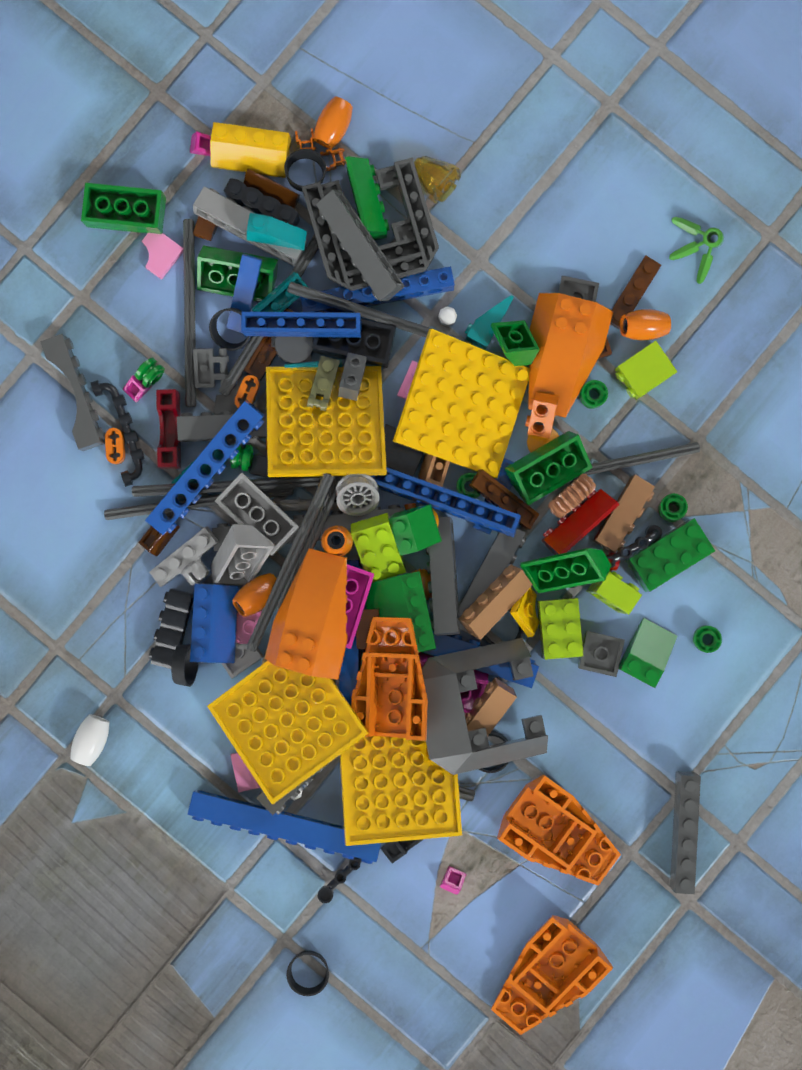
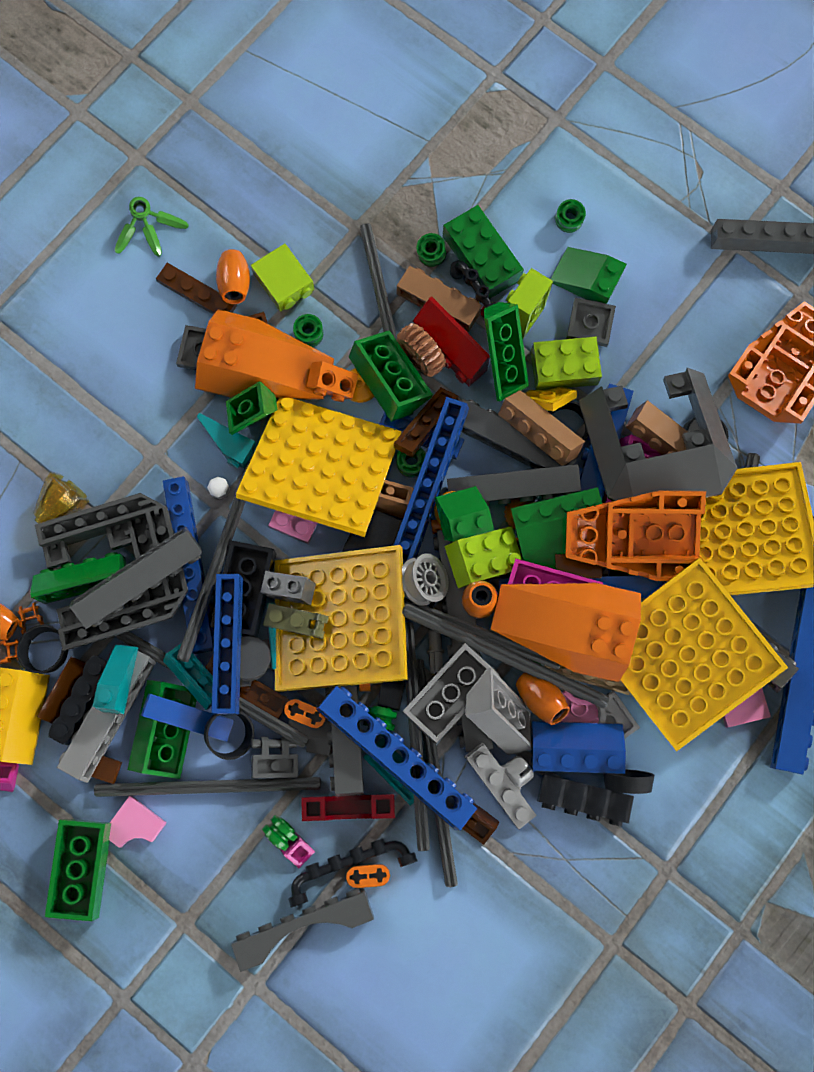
camera: 90 degrees left, 10 degrees down
(89, 740) = (724, 897): white piece -> none

